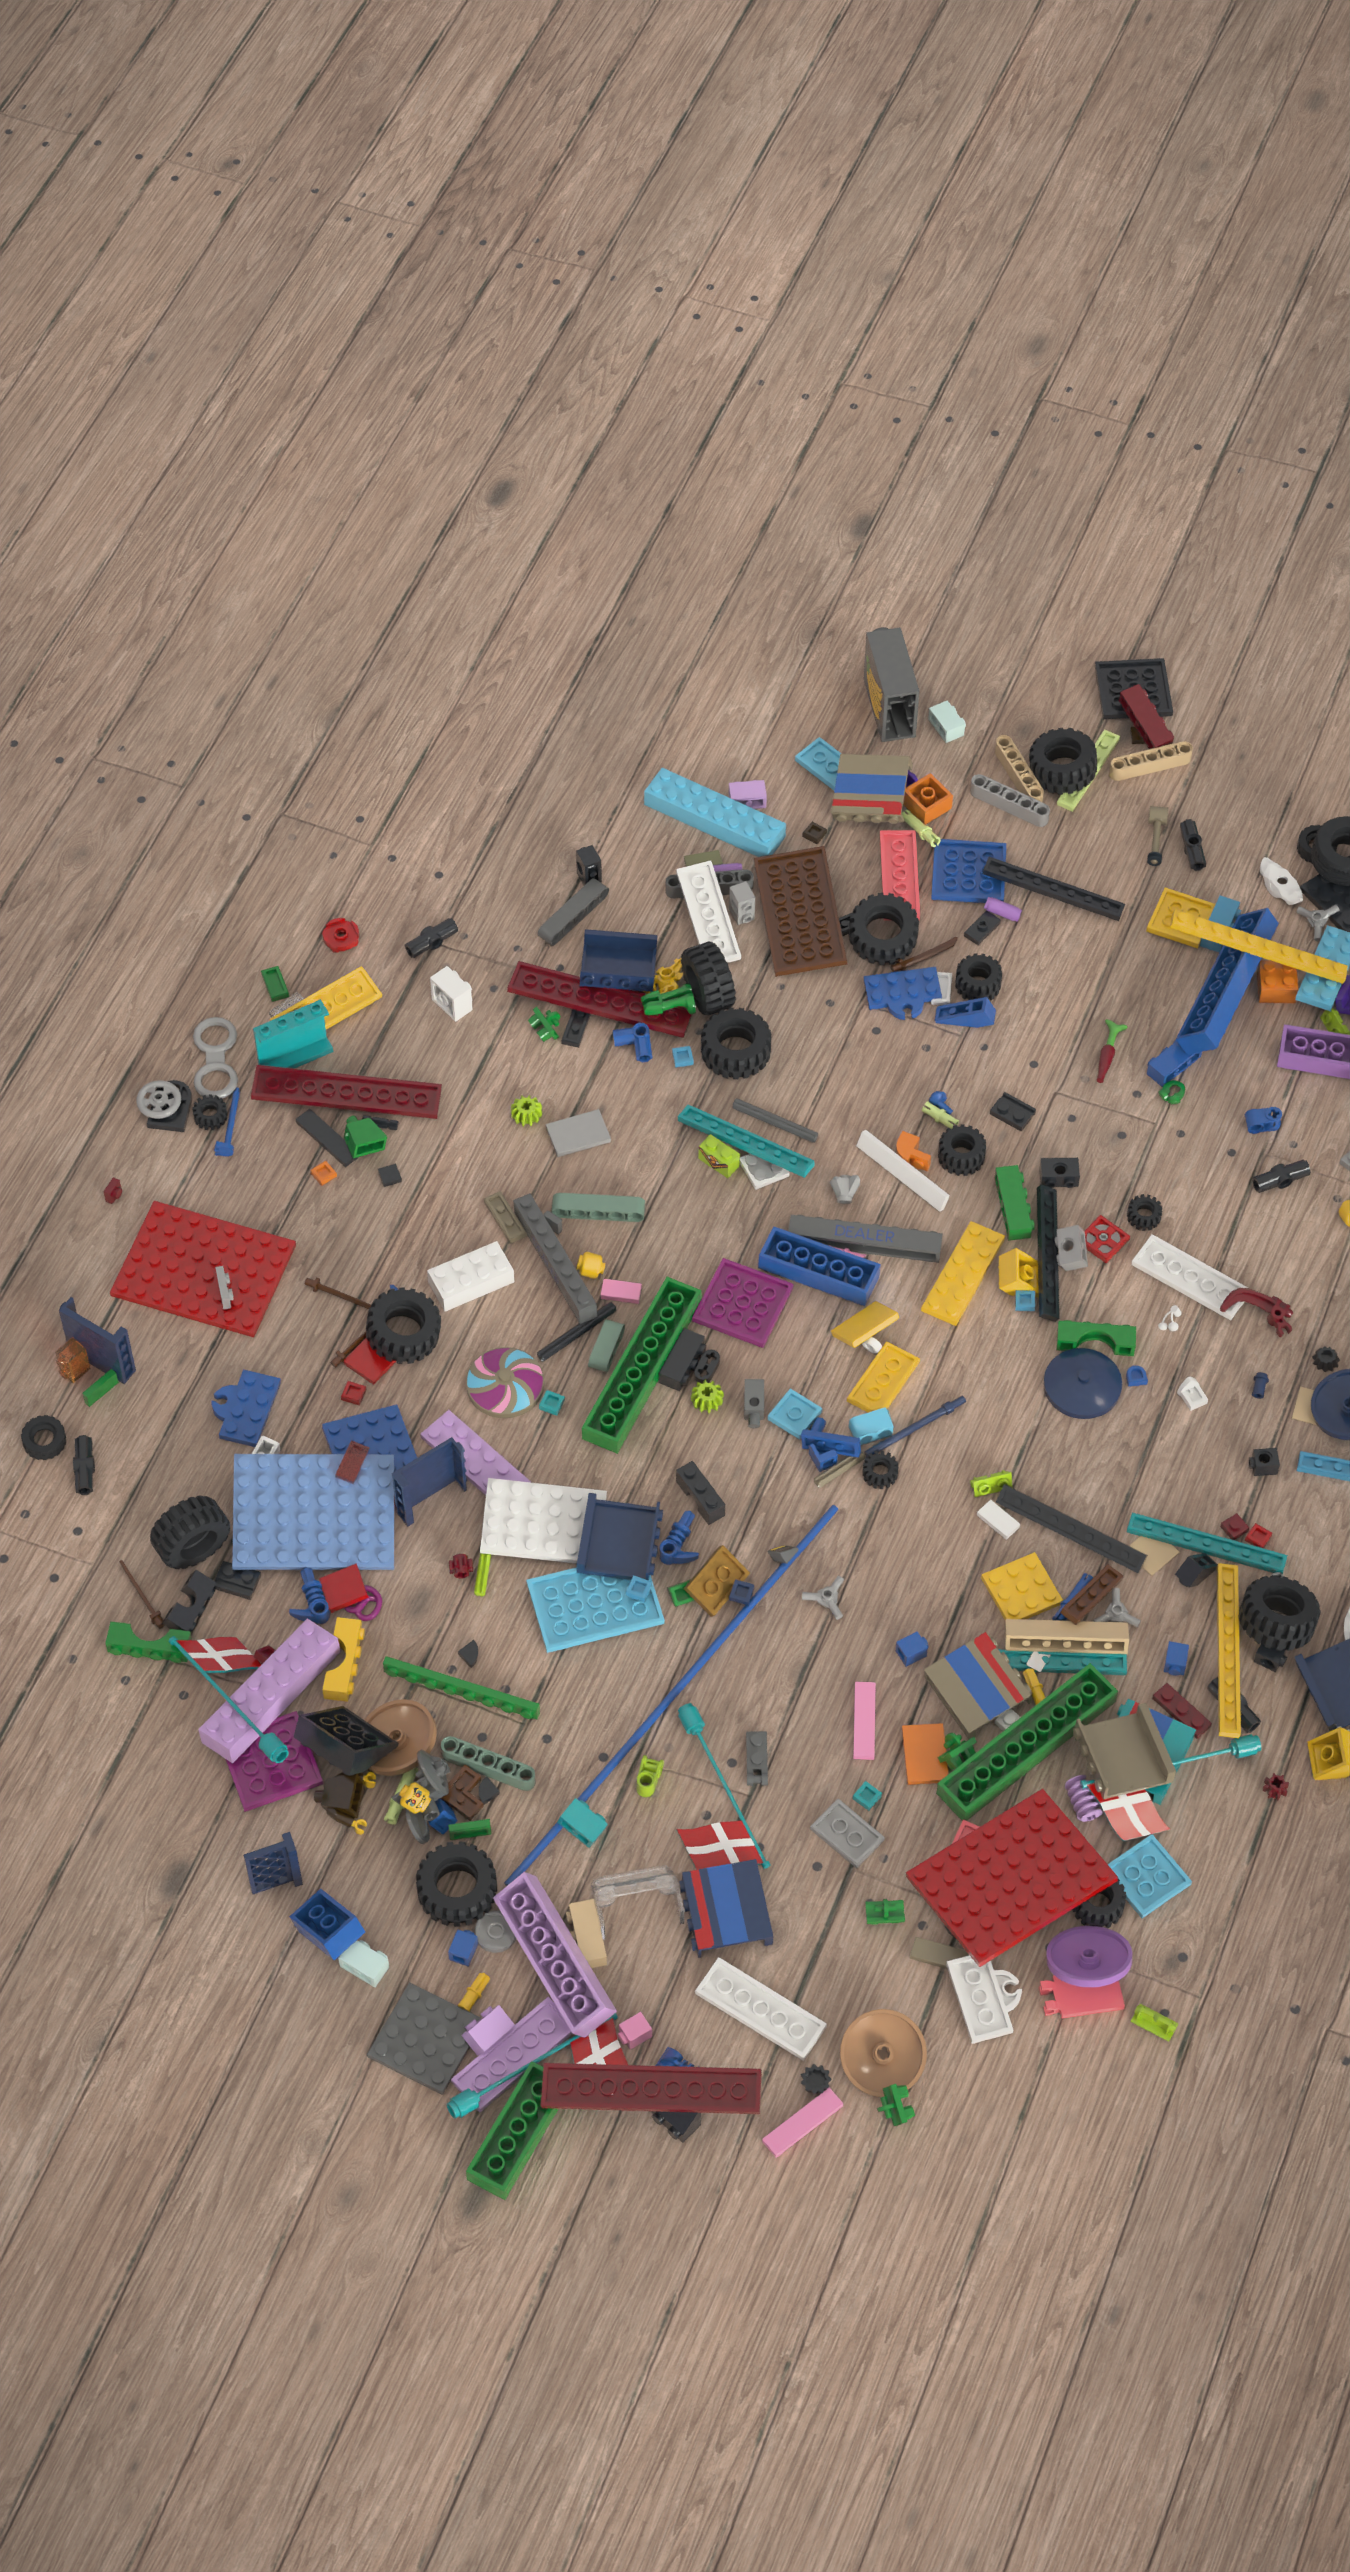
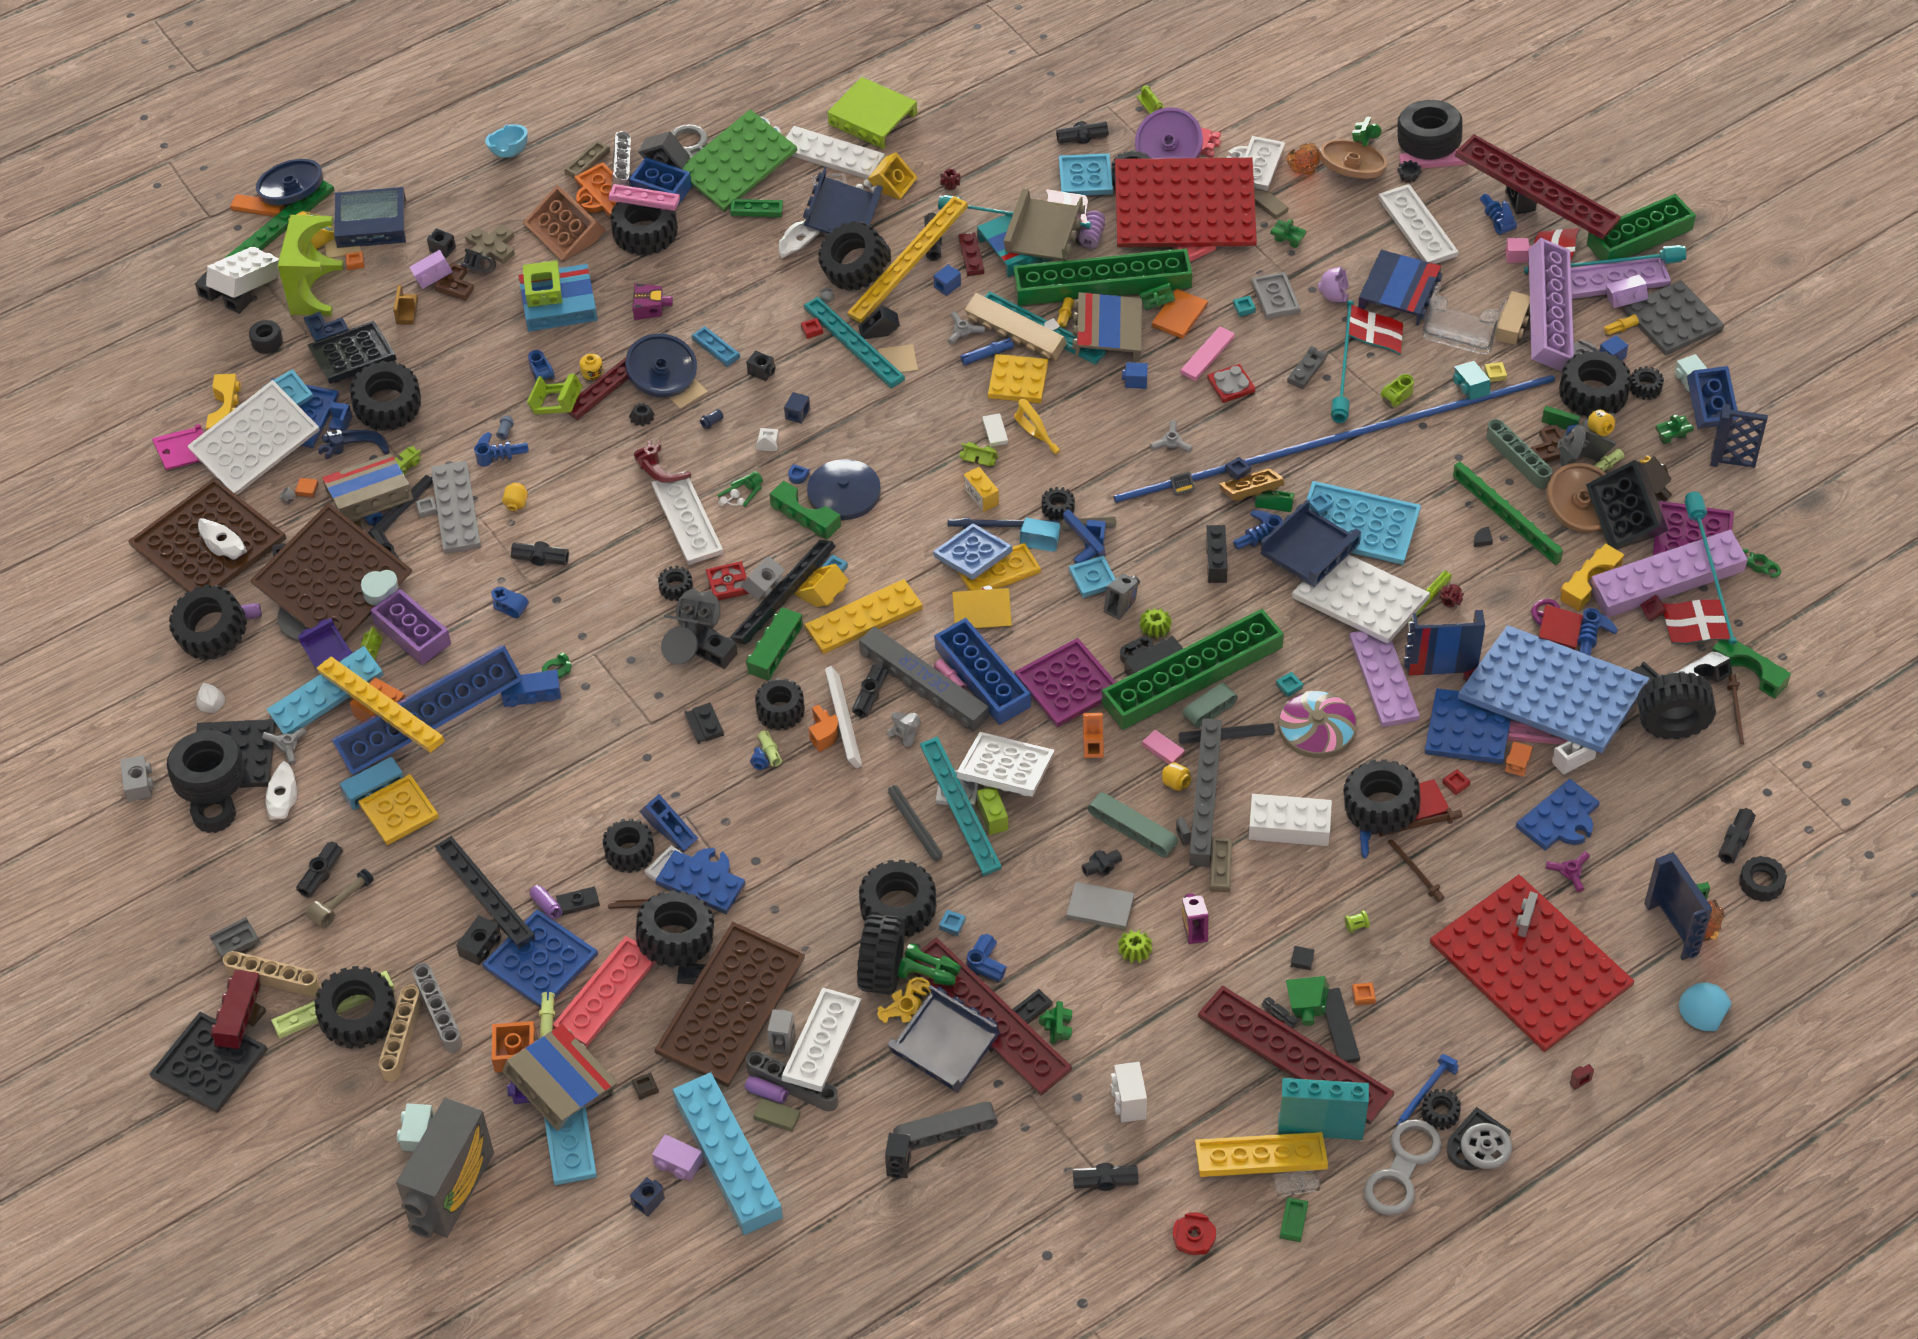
camera: 145 degrees left, 5 degrees down
(40, 1302) = (1704, 1006): none -> medium azure cylinder
(183, 1771) = (1768, 564): none -> green piece
(211, 1360) = (1571, 869): none -> magenta piece
(308, 1430) = (1518, 759): none -> orange brick
(350, 1877) = (1673, 428): none -> green hips
(352, 1462) = (1501, 694): clear red tile -> none
(363, 1222) = (1357, 921): none -> lime bush
(408, 1915) = (1646, 390): none -> black tyre
(487, 1790) = (1530, 439): black tile -> none
(493, 1151) = (1194, 909): none -> magenta torso
(567, 1855) = (1495, 371): none -> light yellow plate
(600, 1163) = (1101, 863): none -> black axle
(681, 1259) = (1093, 735): none -> orange brick
(735, 1191) = (1005, 764): none -> white plate
(746, 761) = (647, 1204): none -> dark blue brick
(791, 1866) = (1334, 284): none -> lavender cylinder
(817, 1698) = (1231, 383): none -> piece
(842, 2117) = (1429, 129): none -> black tyre
(898, 1196) = (870, 690): none -> black piece
(916, 1374) = (972, 551): none -> medium blue plate
(935, 2023) = (1305, 159): none -> clear orange cylinder
(958, 1442) = (981, 489): none -> yellow brick
(964, 1536) = (1038, 432): none -> yellow piece
(1025, 854) = (481, 929): none -> black brick
(1072, 1528) = (947, 394): black plate -> none
(1091, 1594) = (973, 340): reddish brown plate -> none
(1094, 1171) = (681, 642): none -> dark grey piece
(1108, 1051) = (577, 728): dark red piece -> none
(1166, 1342) = (751, 481): none -> green plant
(1193, 1436) = (797, 407): none -> dark blue brick
(1193, 1932) = (1082, 132): none -> black piece
(1202, 770) = (235, 937): none -> dark grey plate
(1234, 1526) = (822, 341): dark red plate -> none

